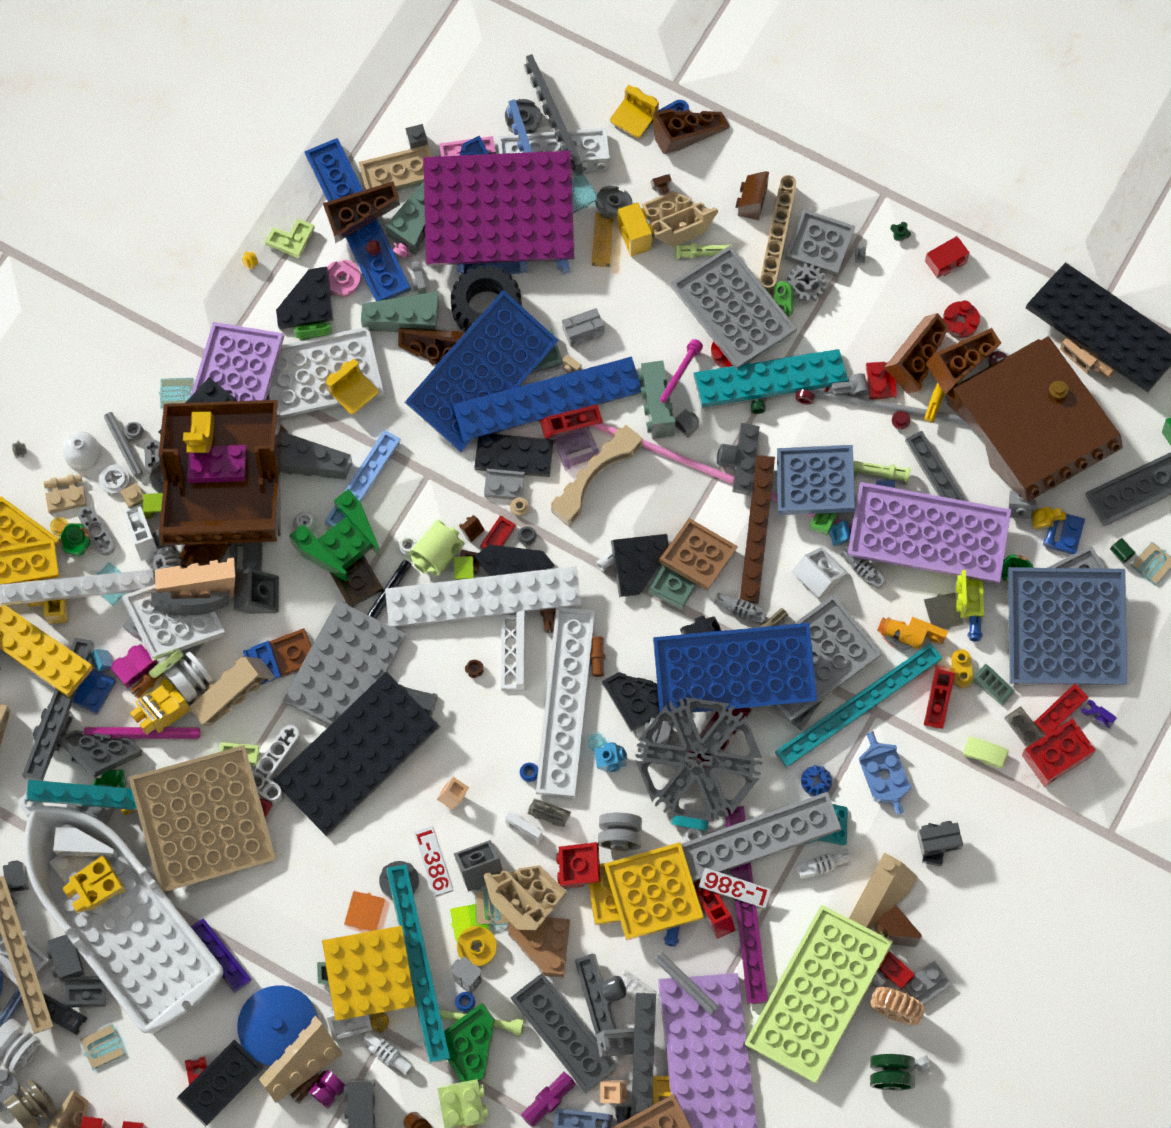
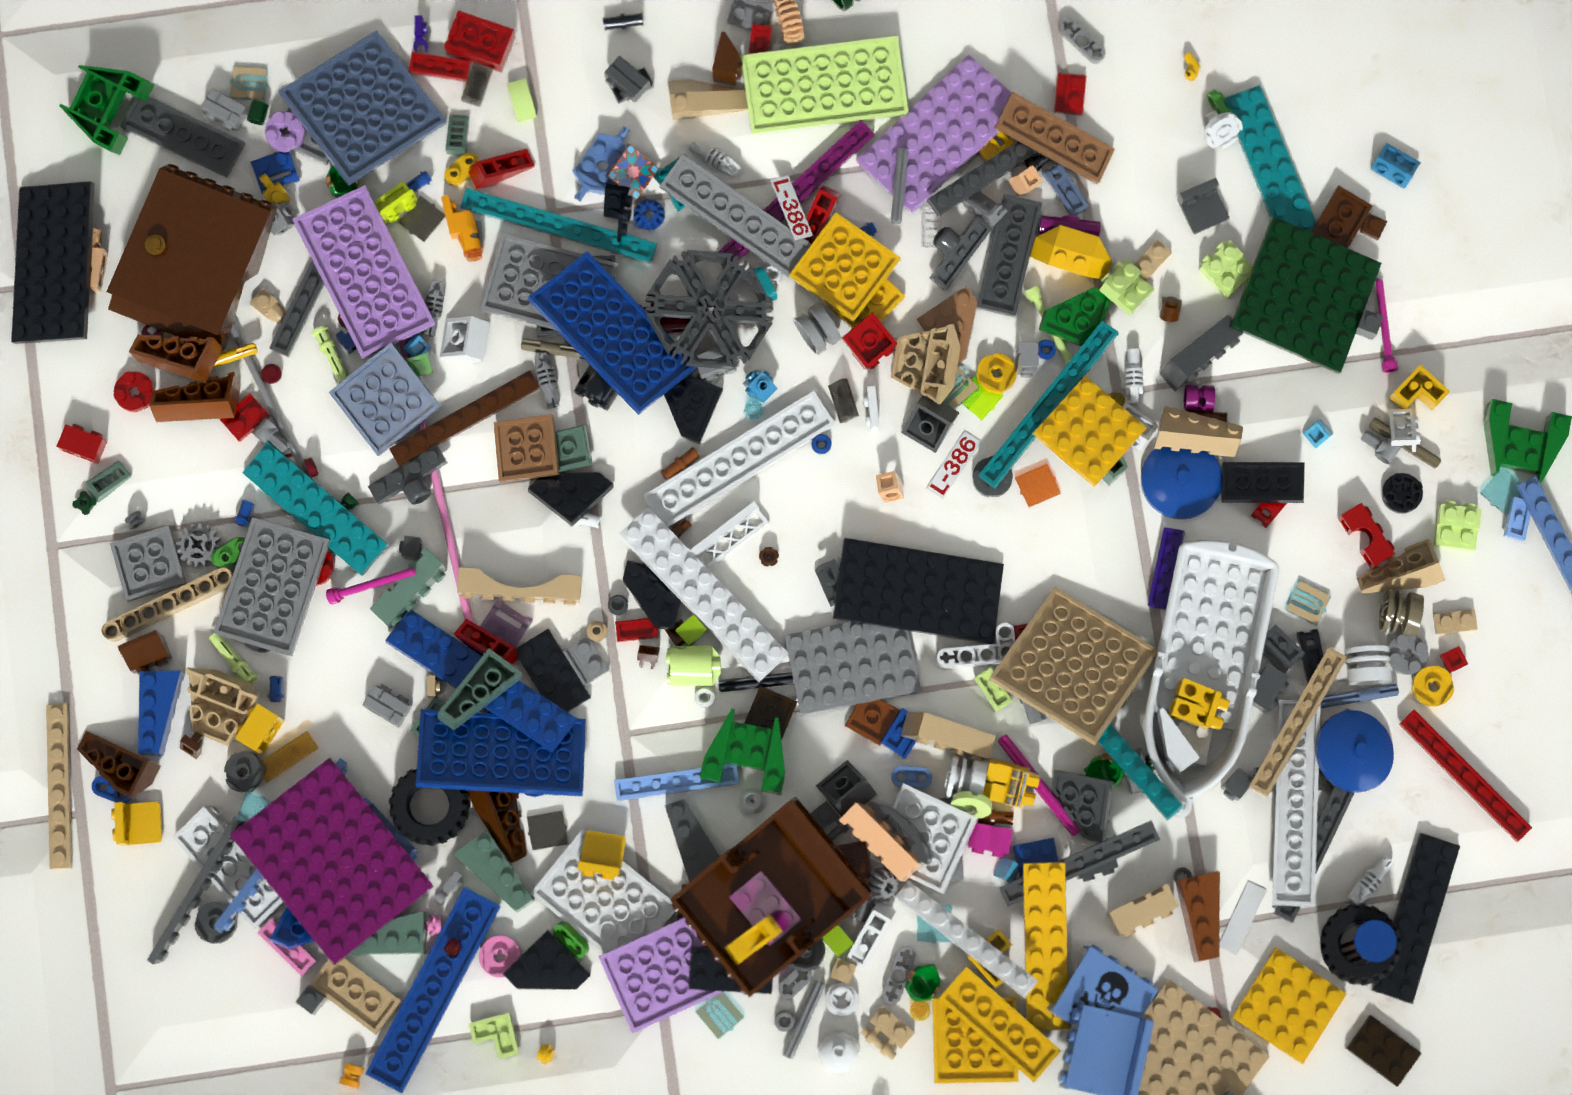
camera: 130 degrees left, 10 degrees up
(224, 645) = (911, 776): none -> medium blue plate
(345, 131) = (349, 1080): none -> light orange wheel
(359, 209) = (431, 990): reddish brown wedge -> none
(404, 372) = (547, 830): none -> clear smoke piece
(523, 1081) = (1072, 252): none -> yellow wedge
(539, 387) = (480, 687): none -> sand green wedge
(658, 264) = (275, 693): none -> blue pin
(704, 84) = (59, 786): none -> tan plate
(706, 176) = (156, 709): none -> blue wedge
(804, 326) = (244, 513): none -> blue pin
(838, 758) = (617, 205): none -> black bracket
(860, 789) = (632, 170): none -> tile
(905, 243) = (105, 491): none -> sand green slope
(957, 455) = (268, 306): none -> tan plate
(995, 878) = (623, 21): none -> black pin
(1093, 546) = (290, 141): none -> lavender plate
(1142, 528) = (224, 109): none -> light grey brick

